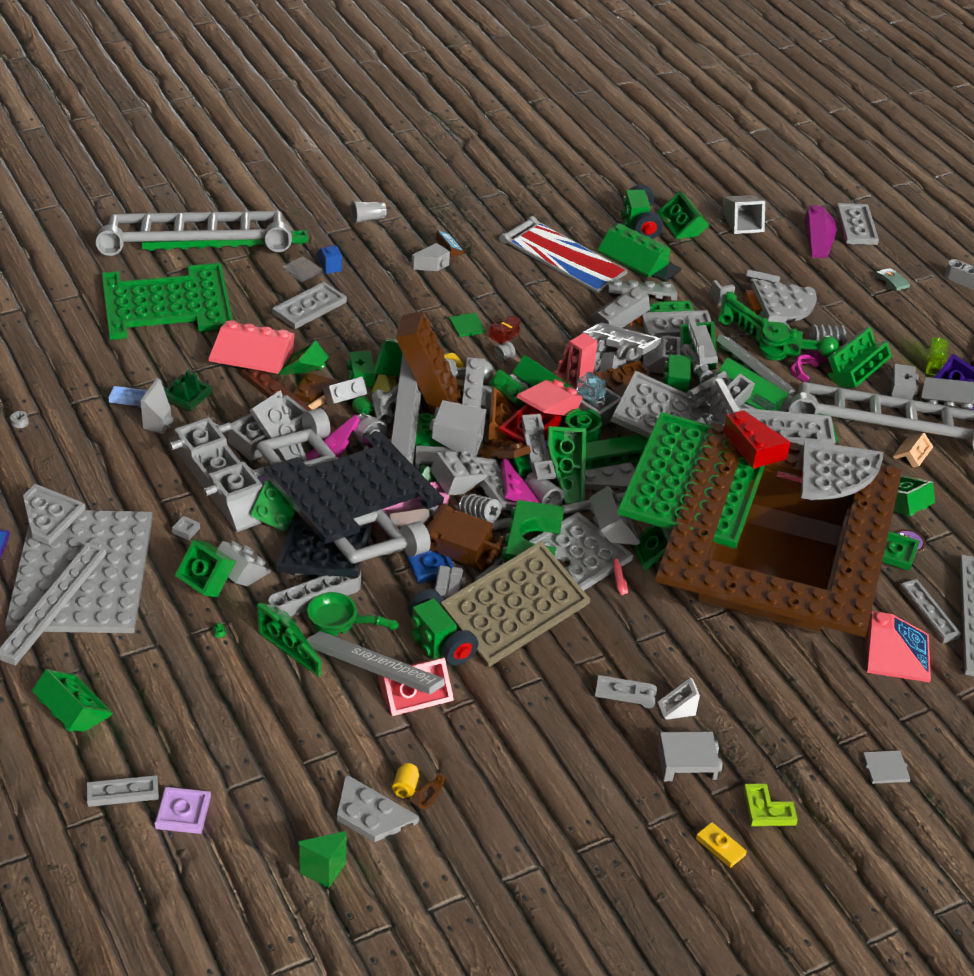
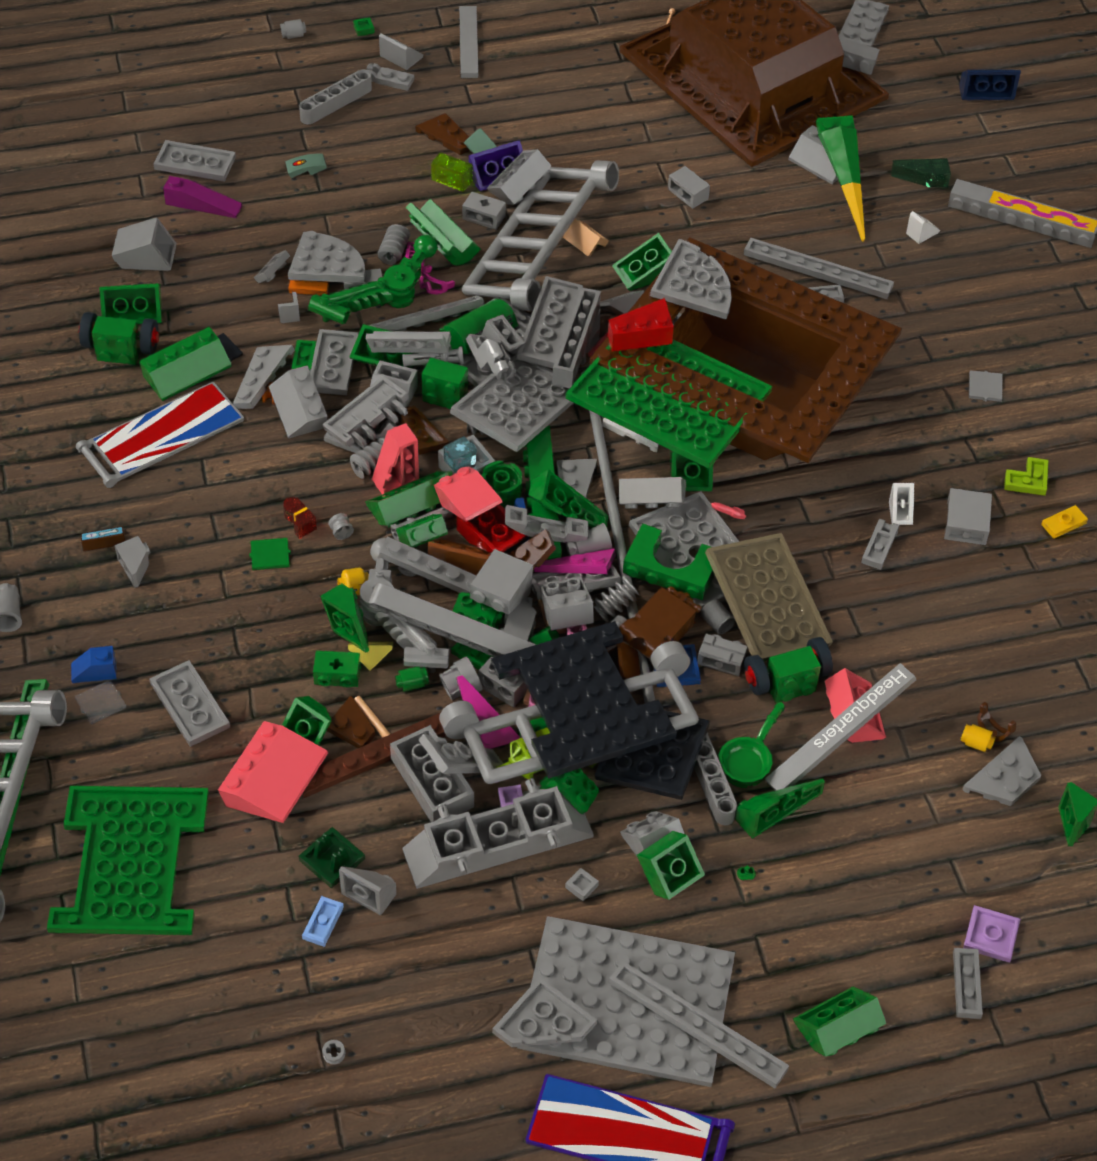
camera: 75 degrees left, 10 degrees up
(345, 391) = (381, 690): brick -> none
(427, 361) = (413, 576): reddish brown brick -> none
(721, 401) = (538, 347): light grey wing -> none

